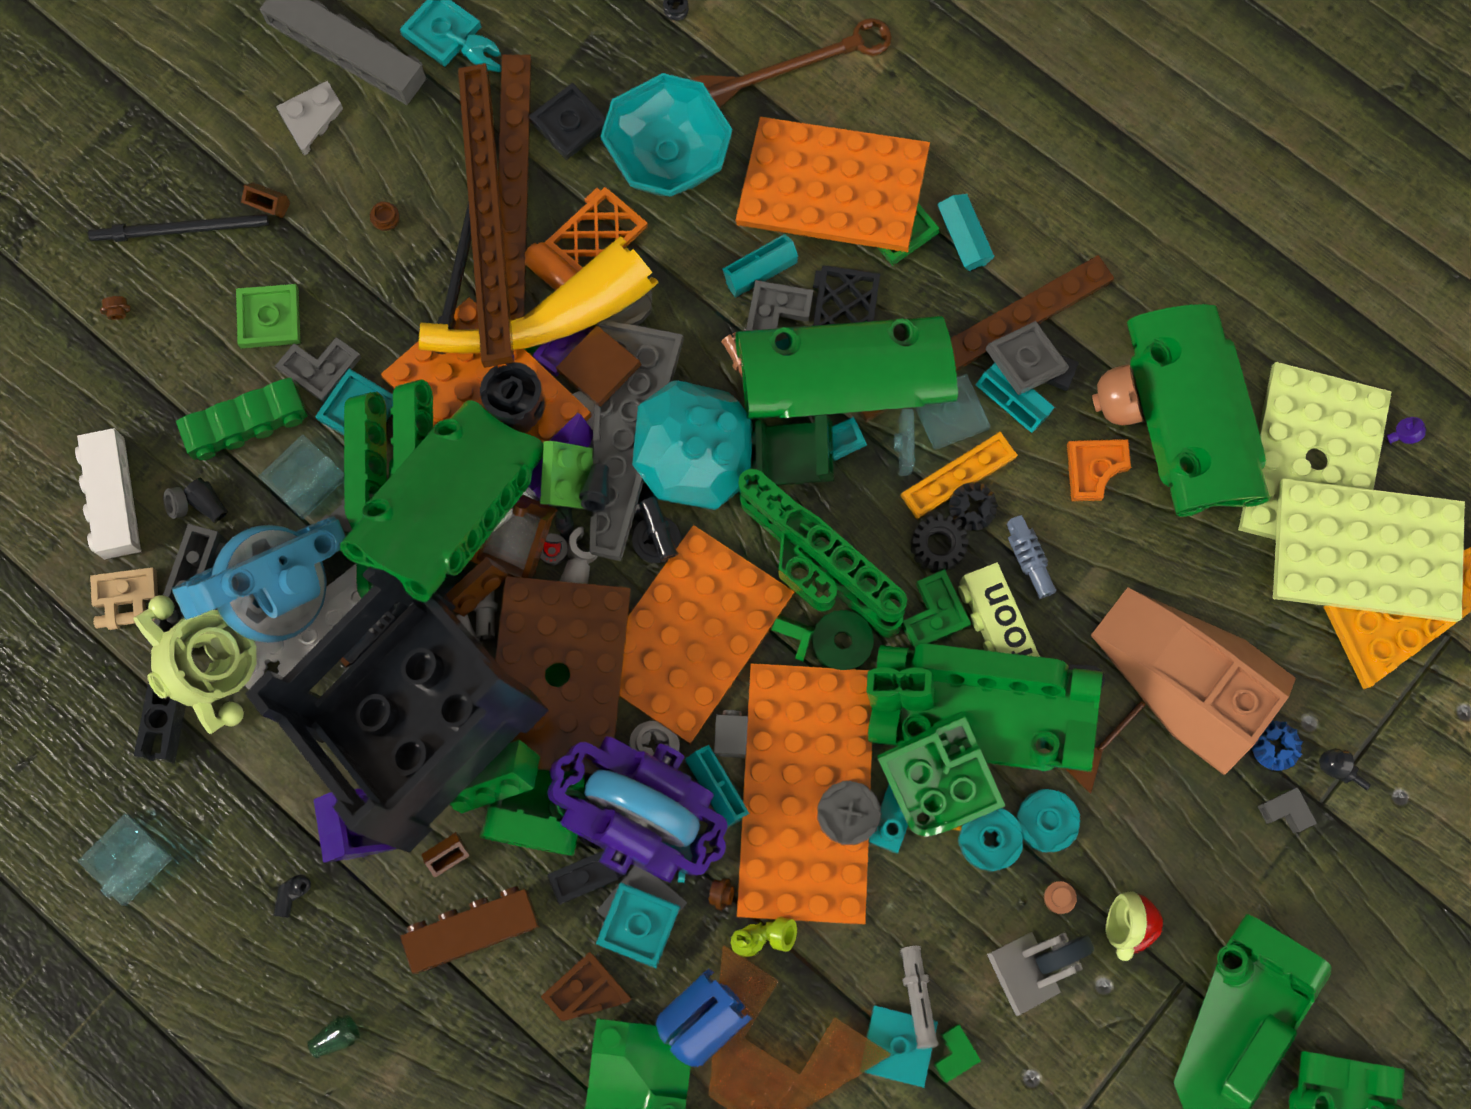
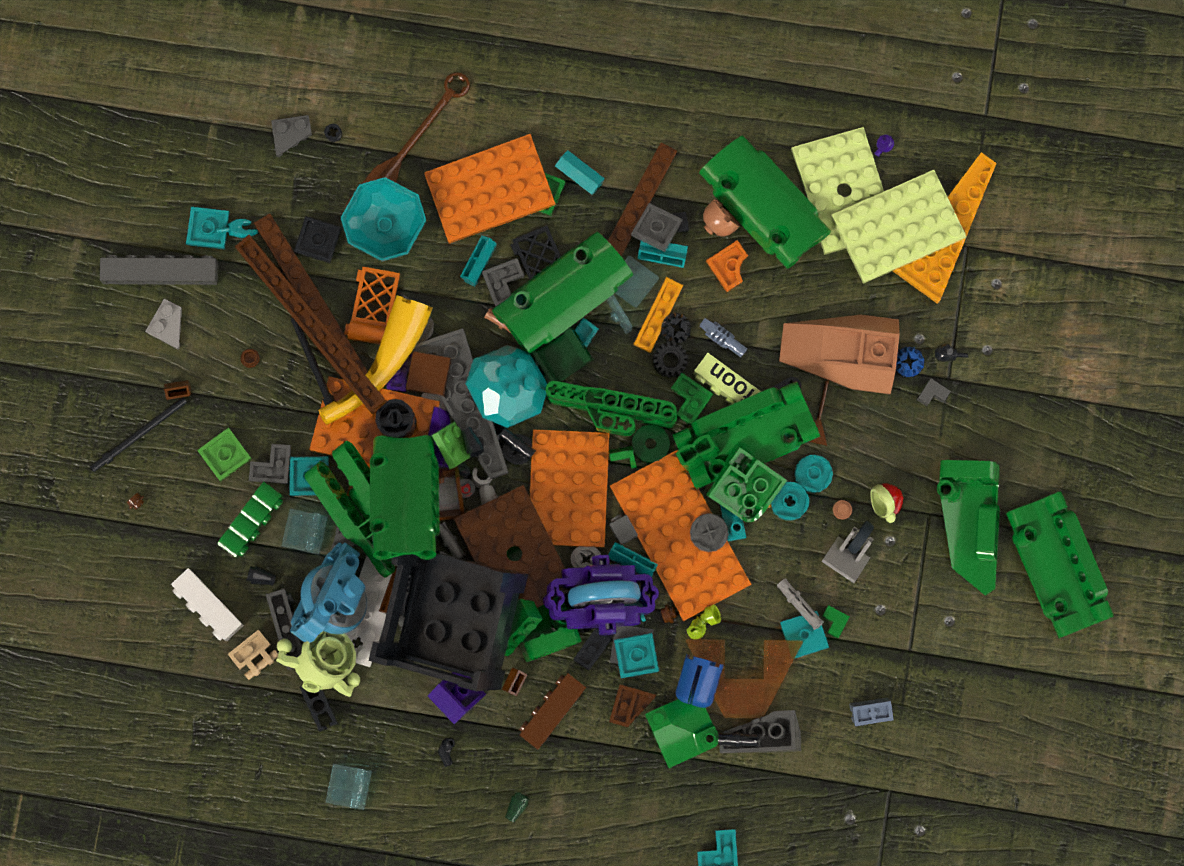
camera: 35 degrees left, 5 degrees up
(175, 502) = (245, 587): dark grey tile -> none
(476, 586) = (446, 527): reddish brown plate -> none

